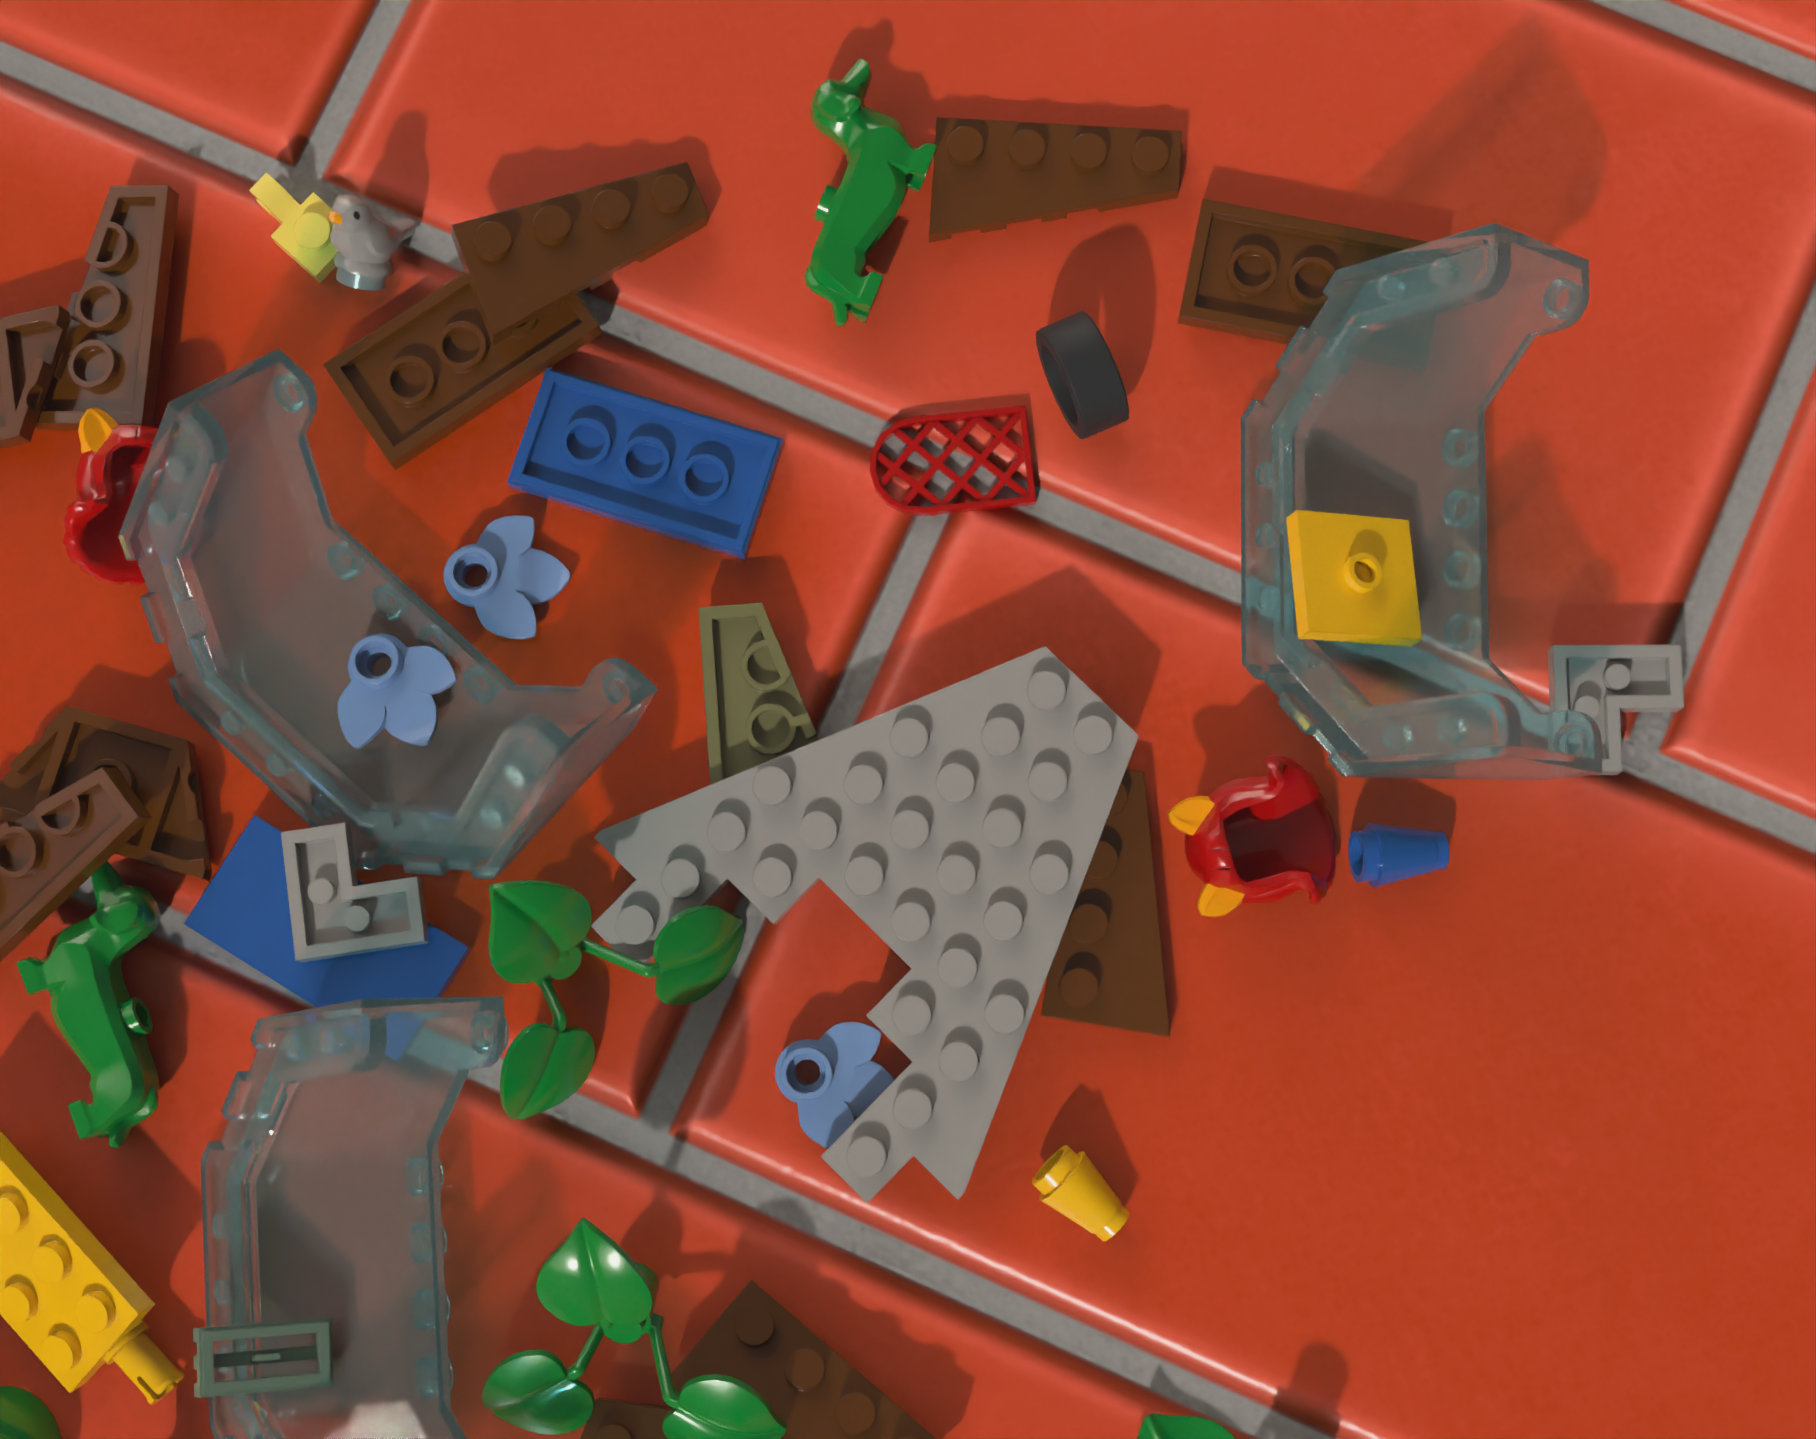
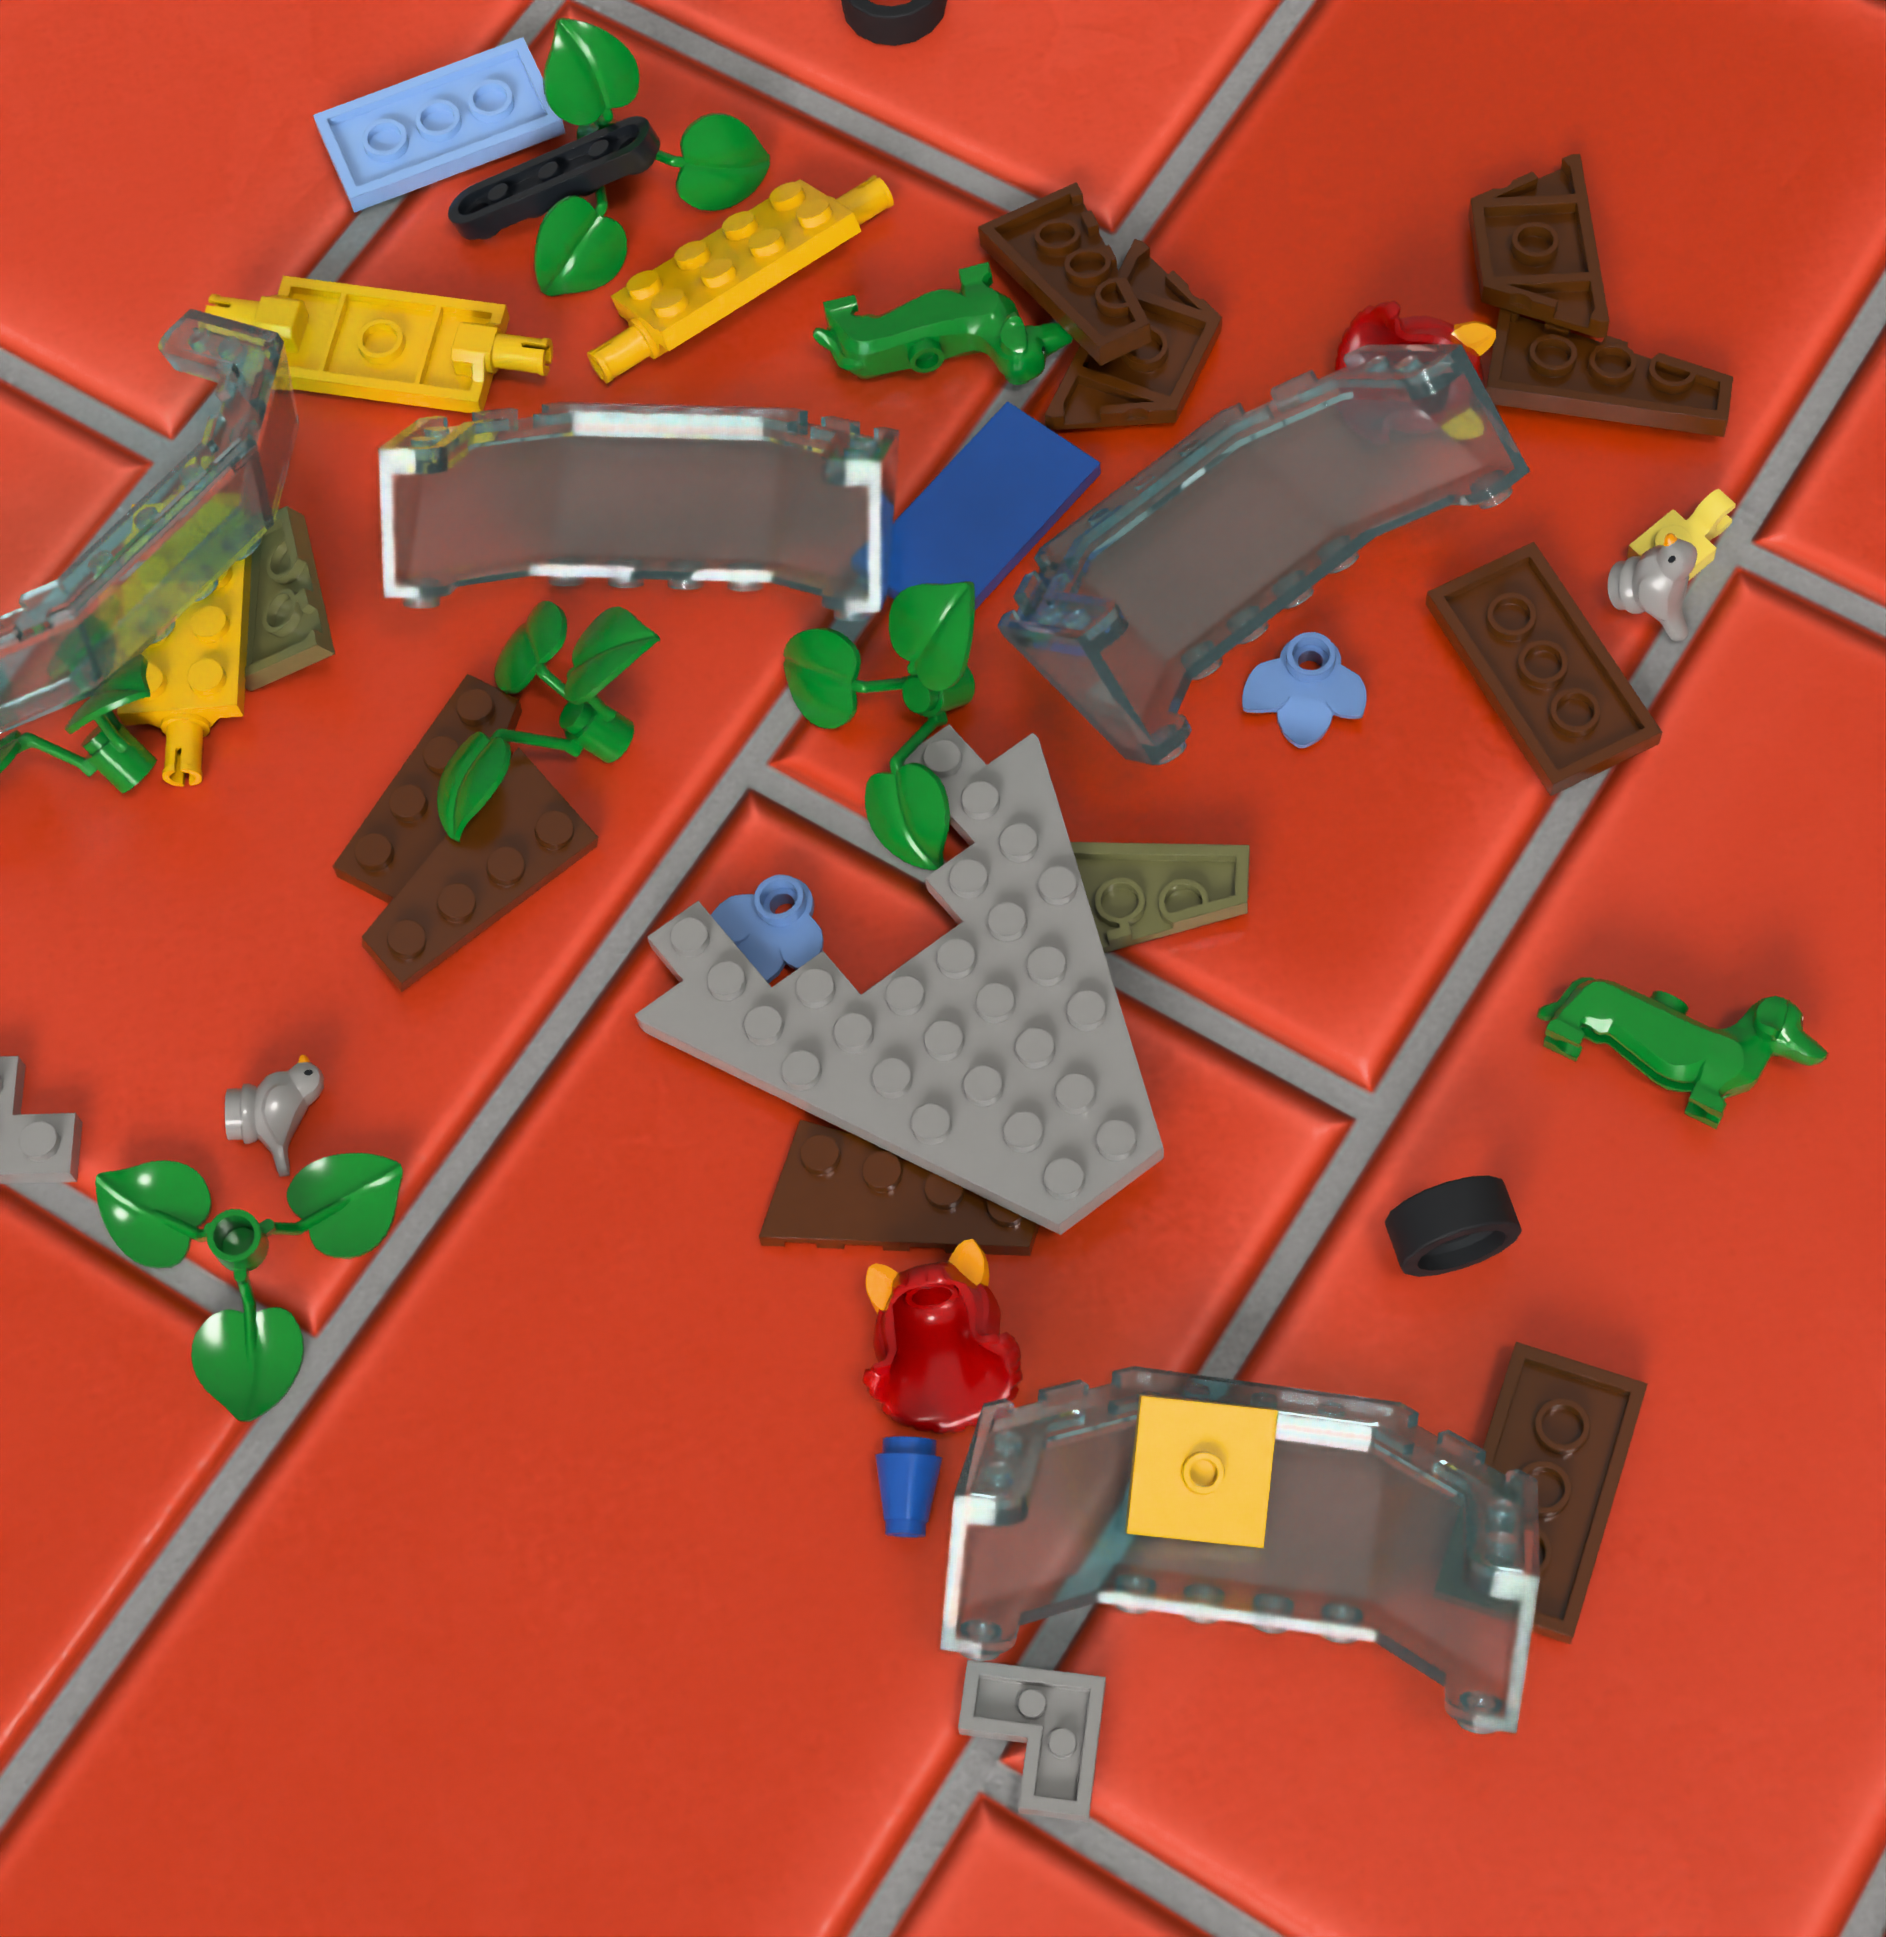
camera: 100 degrees right, 15 degrees down
(206, 1360) = (630, 431): sand green tile -> none
(336, 914) = (999, 508): light grey plate -> none
(398, 699) = (1196, 579): medium blue plate -> none
(551, 249) = (1636, 748): reddish brown wing -> none
(646, 463) = (1409, 825): blue tile -> none
(934, 422) = (1380, 1181): red window -> none
(1030, 171) = (1697, 1220): reddish brown wing -> none
(1080, 1193) = (621, 1134): yellow cone -> none

